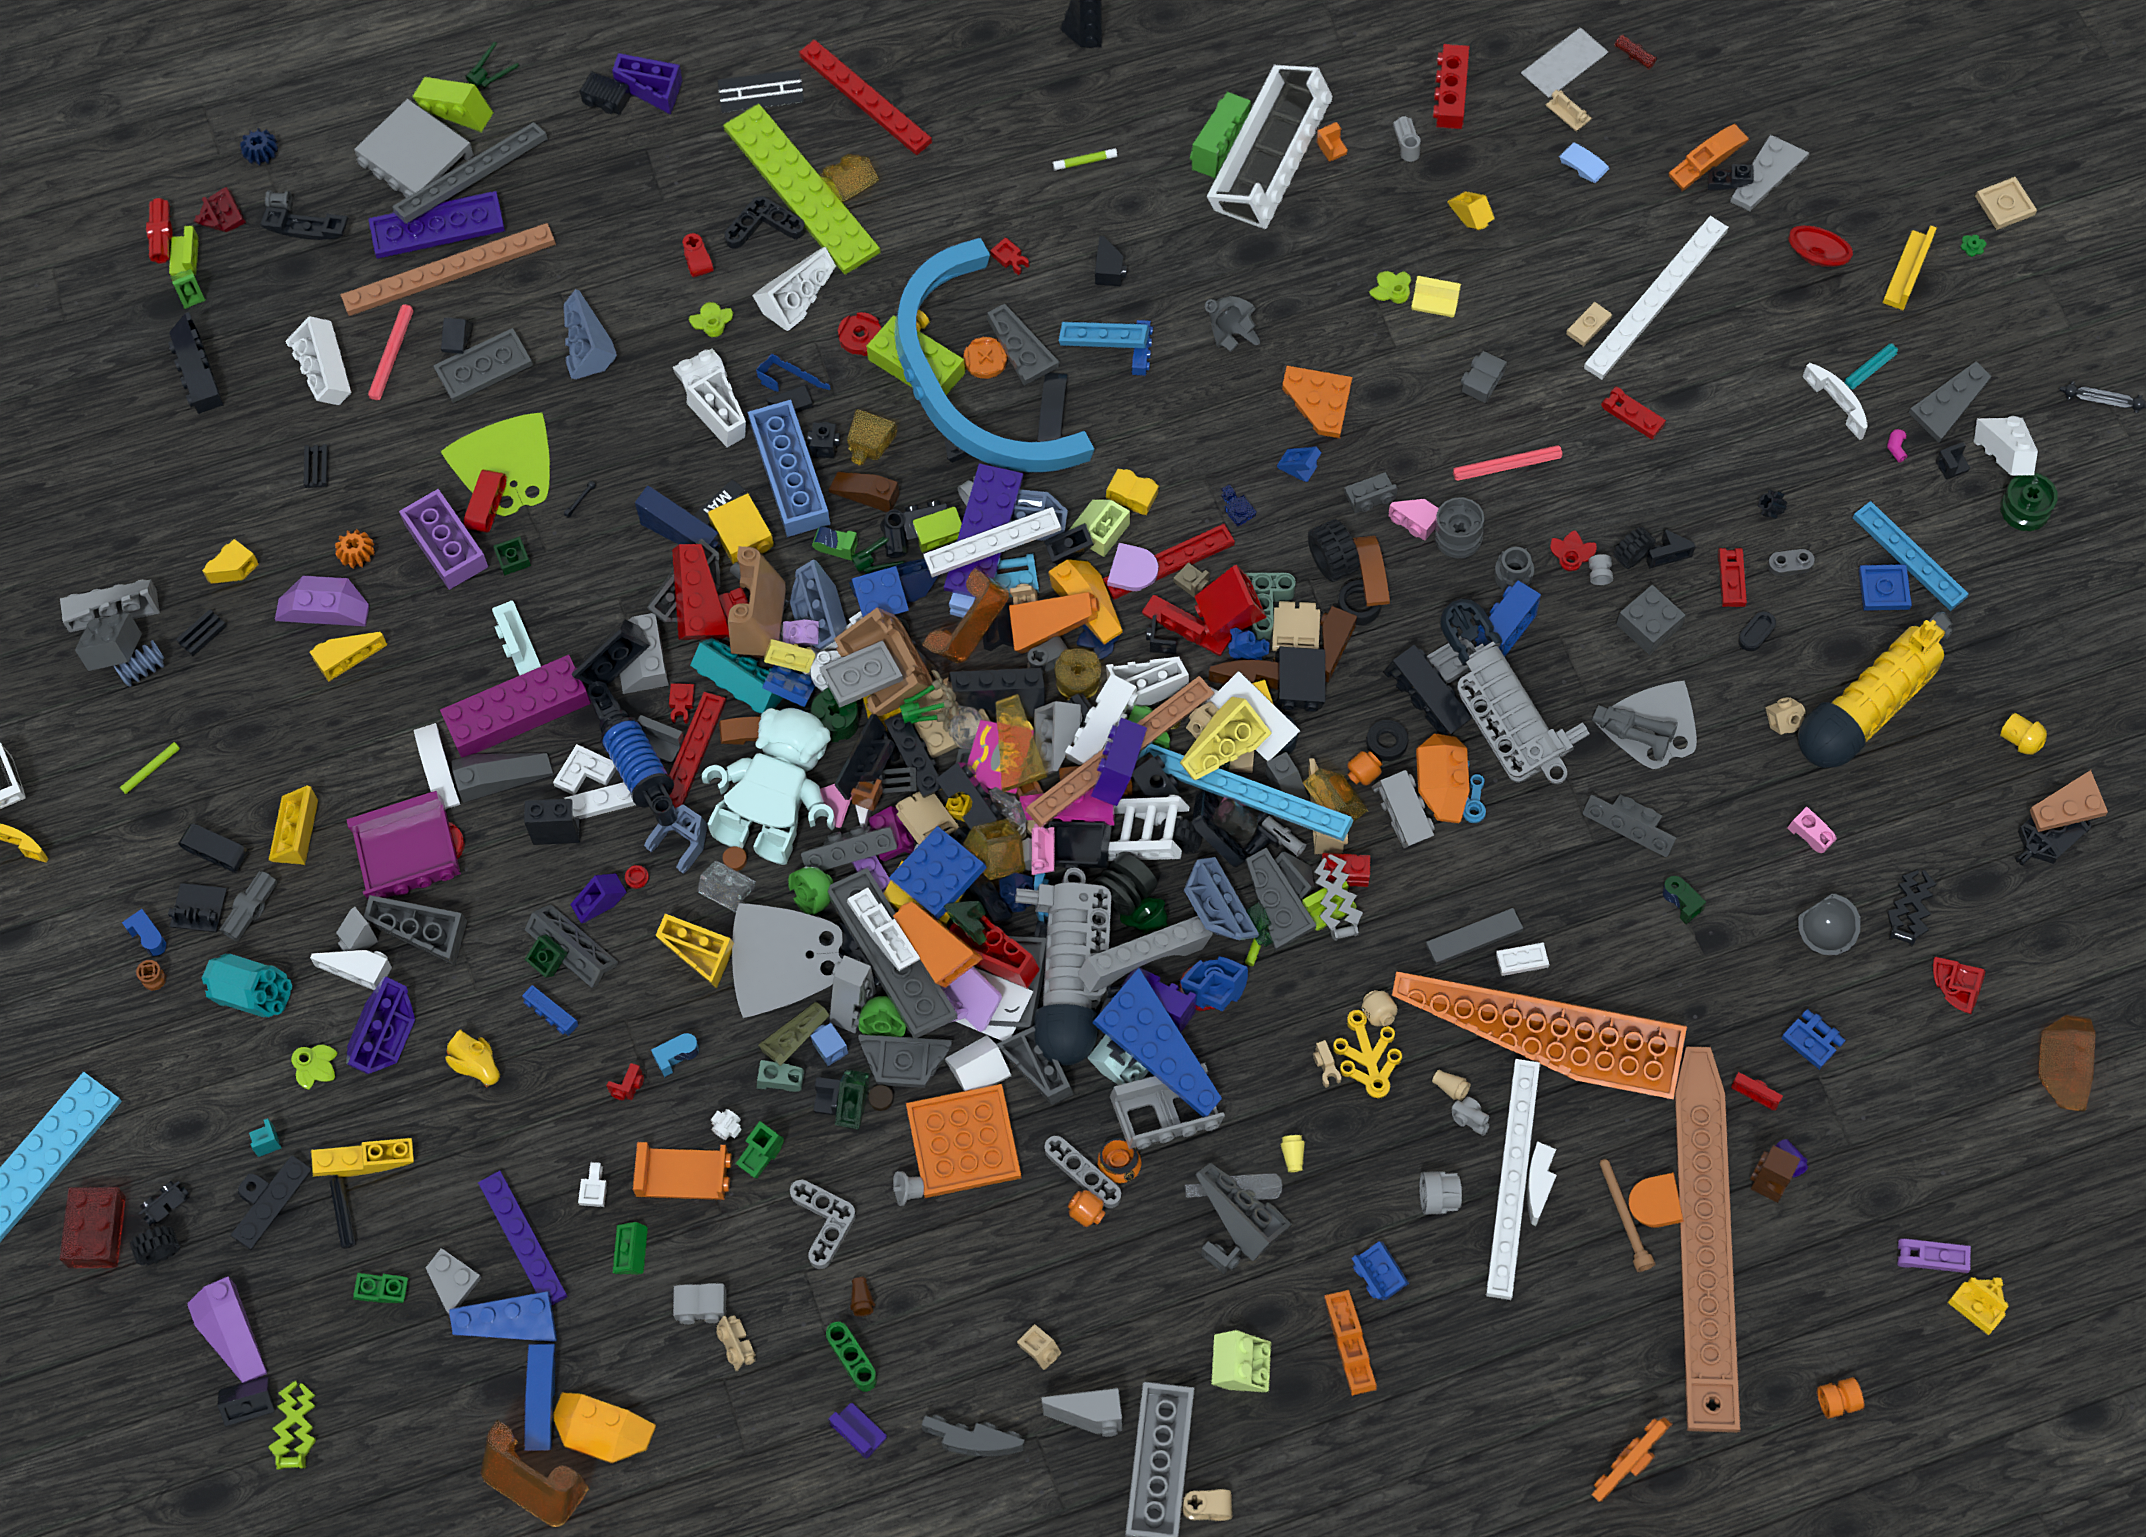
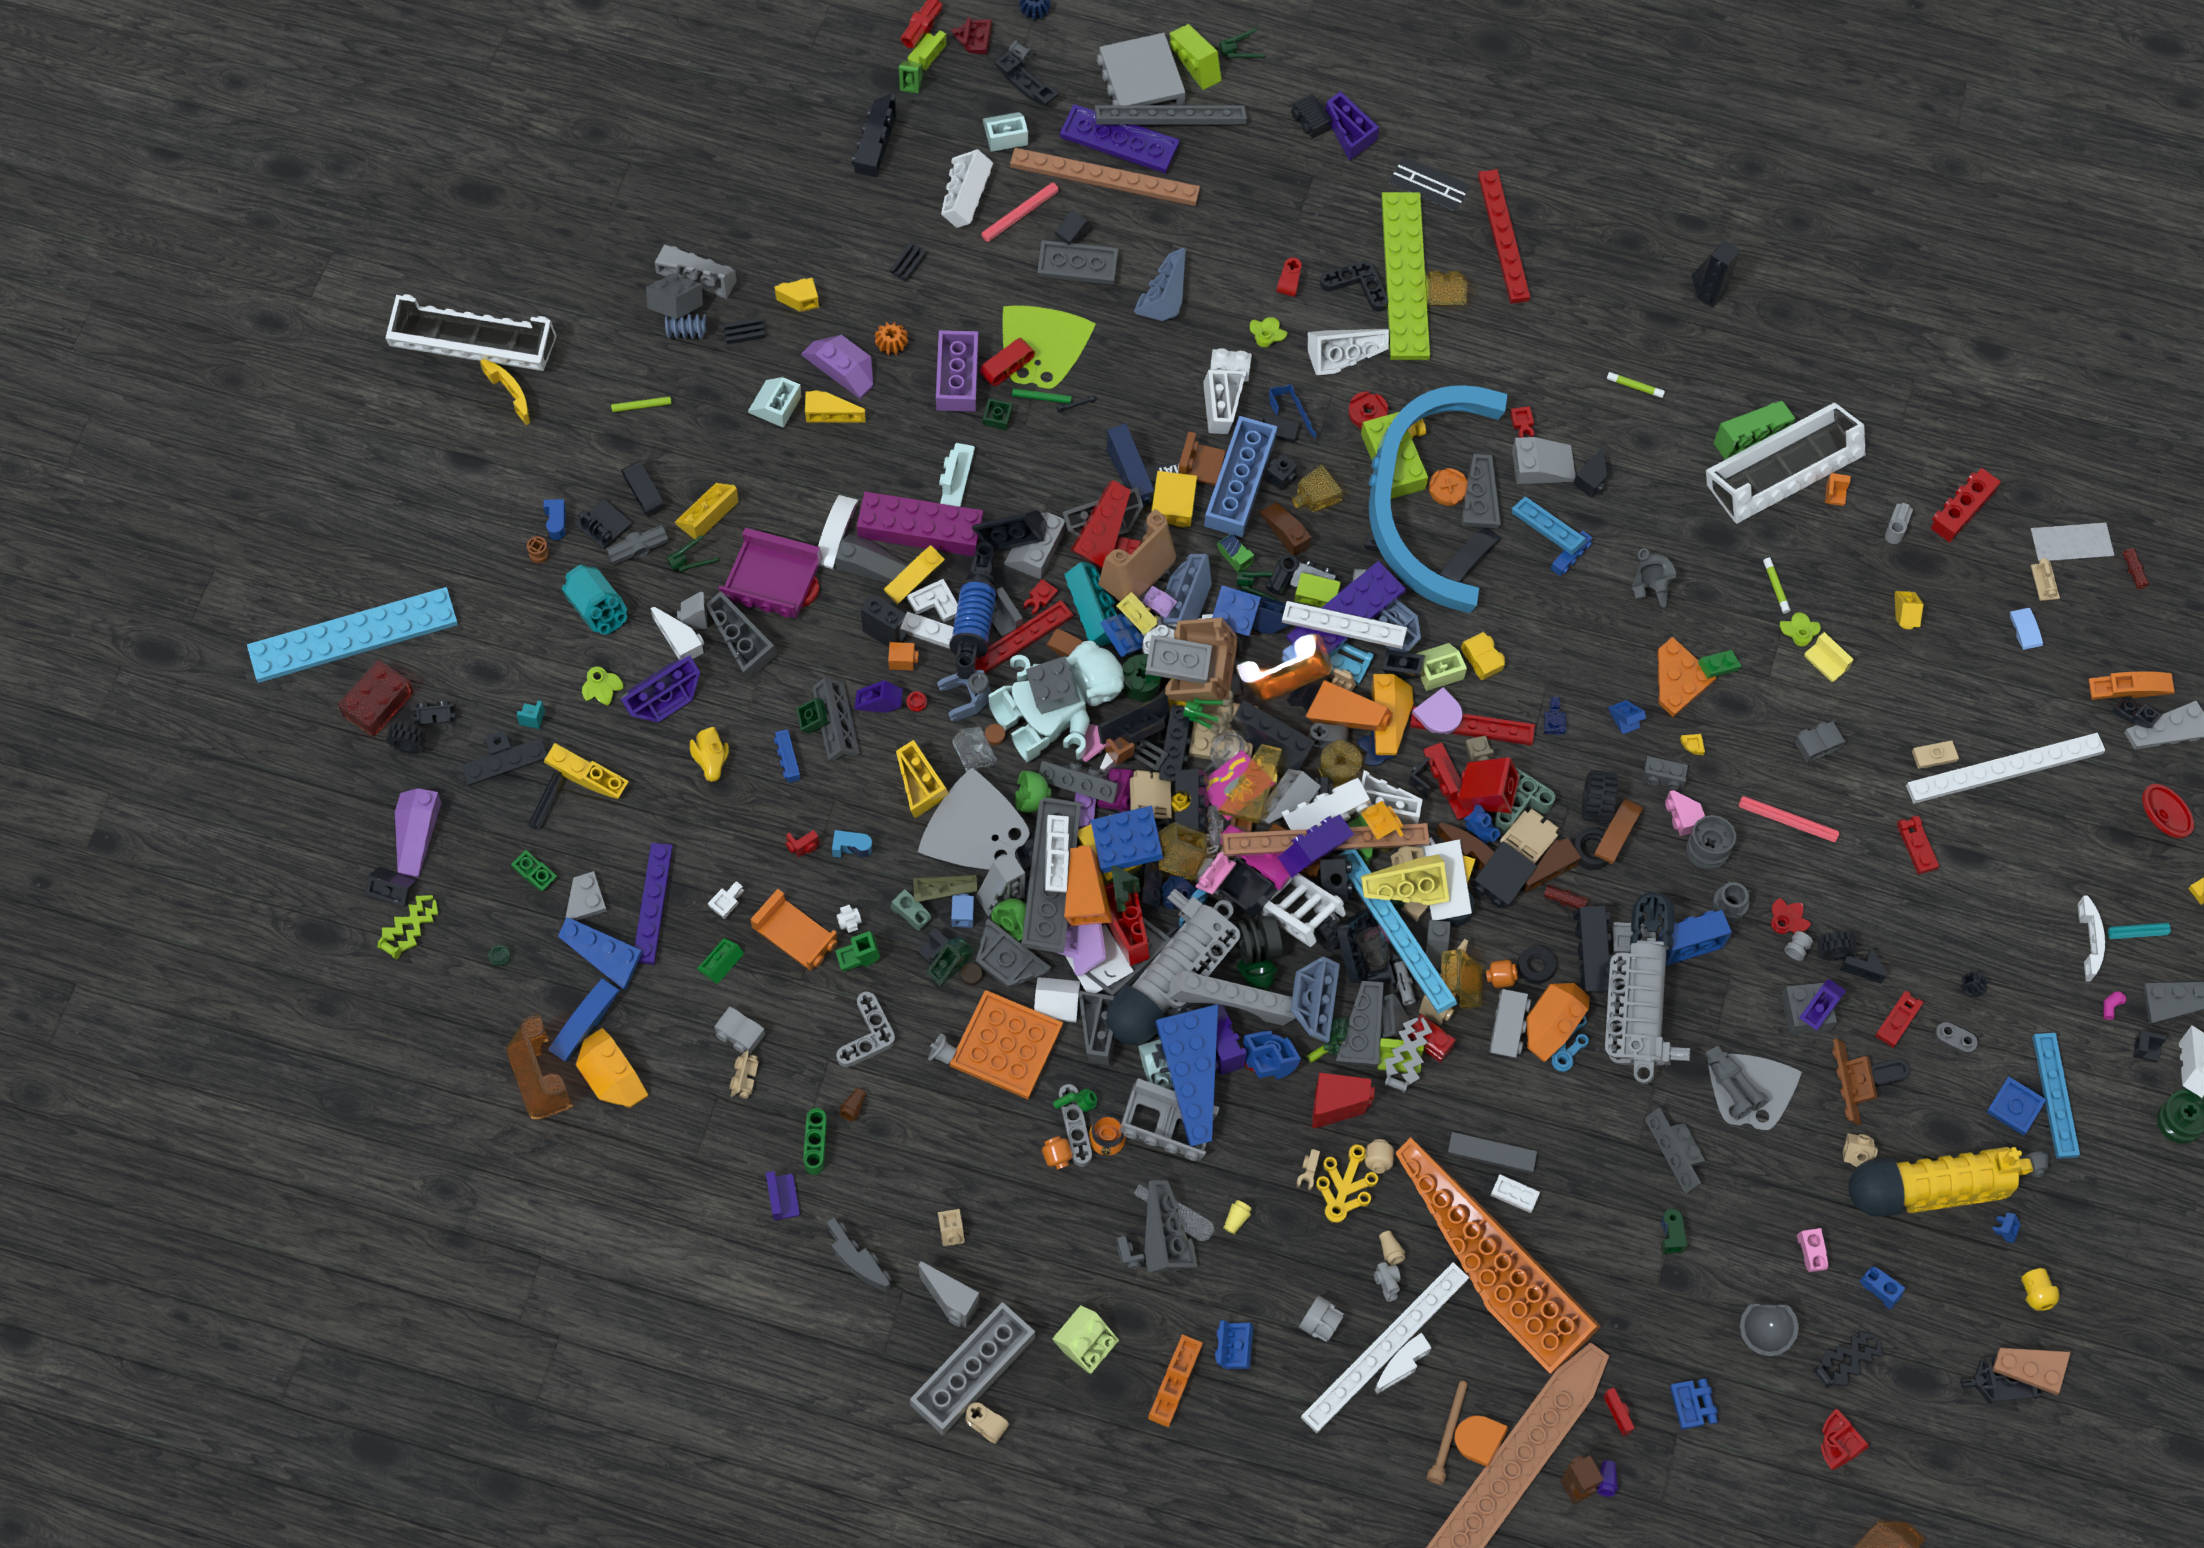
camera: 30 degrees right, 0 degrees up
(284, 679) = (776, 400): none -> light aqua slope
(300, 893) = (678, 559): none -> dark green plant
(321, 283) = (1006, 131): none -> light aqua slope
(407, 1393) = (499, 955): none -> clear green plate
(539, 513) = (1041, 396): none -> green bar
(546, 757) = (914, 574): none -> yellow slope
(592, 842) = (902, 656): none -> orange brick
(688, 819) = (978, 683): none -> dark grey tile
(740, 477) = (1201, 460): none -> dark orange bracket
(765, 773) = (1053, 685): none -> dark grey brick
(1053, 281) = (1542, 461): none -> light grey slope
(1074, 1140) = (1085, 1099): none -> green plate
(1160, 699) = (1382, 820): none -> light orange bracket
(1306, 979) = (1340, 1098): none -> red slope
(1342, 261) = (1776, 585): none -> lime bar
(1346, 363) = (1719, 664): none -> green plate
(1367, 662) = (1565, 897): none -> clear red pin
(1375, 450) = (1693, 743): none -> yellow tile
(1665, 606) = (1822, 1004): none -> dark purple slope
(1736, 654) = (1856, 1081): none -> dark orange bracket
(1893, 822) = (1882, 1286): none -> blue leg
(1958, 697) = (2009, 1227): none -> blue tile

